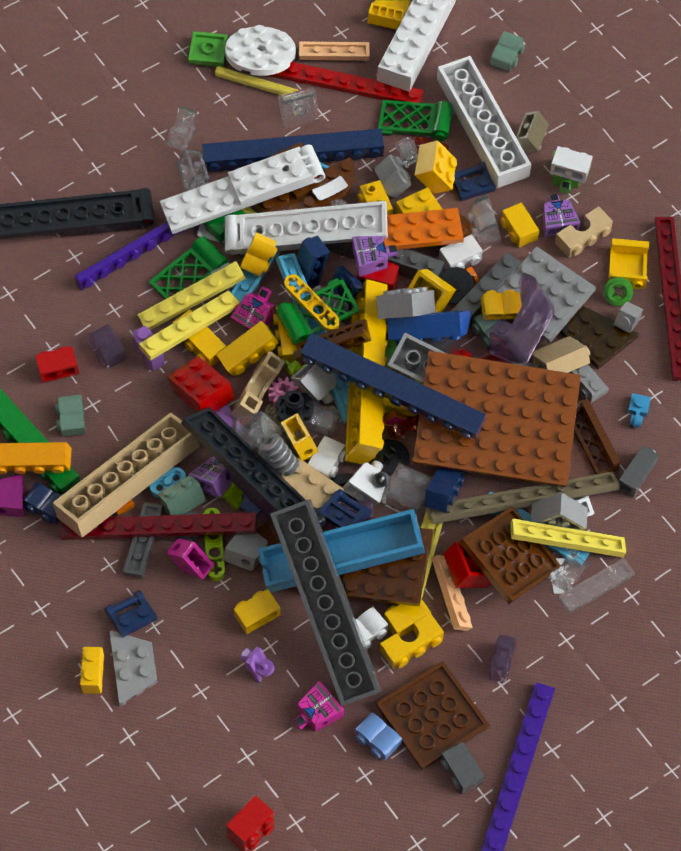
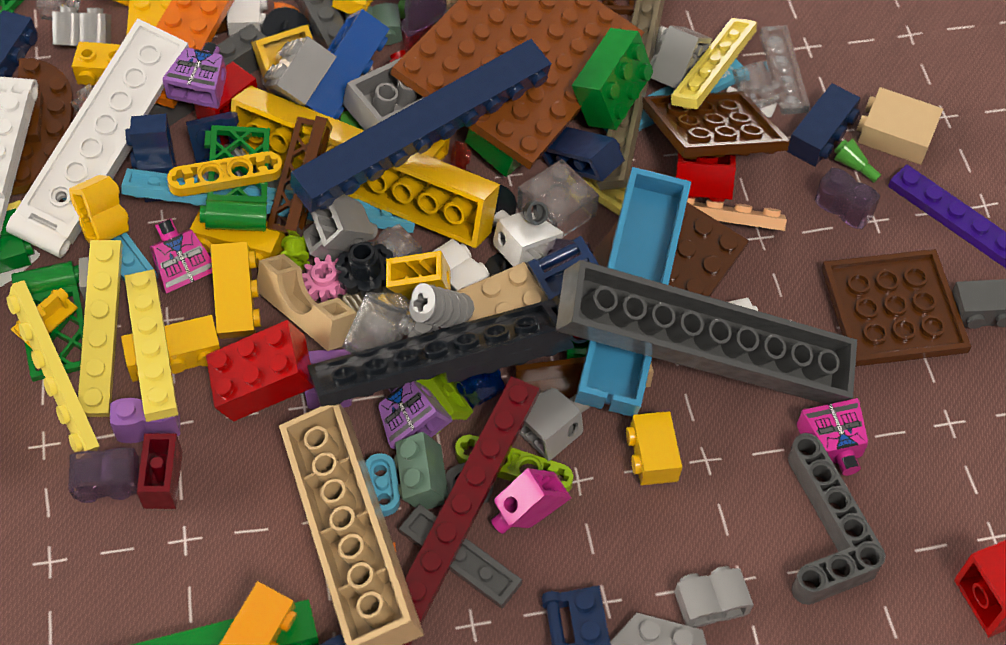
camera: 65 degrees left, 5 degrees down
(57, 364) = (89, 556): red brick -> none
(71, 415) = (190, 573): sand green brick -> none
(119, 370) = (159, 471): none -> dark red brick
(144, 293) = (56, 379): none -> light yellow plate
(178, 677) = (713, 597): none -> light grey brick
(183, 267) = (52, 311): none -> yellow hinge
(256, 728) = (835, 522): none -> dark grey beam
(257, 663) = (742, 479): medium lavender hips -> none
(330, 188) = (53, 93): white sticker -> none
(377, 736) = (905, 379): medium blue brick -> none
(400, 652) = (777, 264): yellow arch -> none
(402, 617) = (744, 279): yellow brick -> none
(506, 479) = (613, 78): none -> green brick
(542, 652) = (852, 156): none -> bright green cone
(559, 626) = (824, 125): none -> dark blue brick
(585, 673) = (899, 125): none -> tan brick

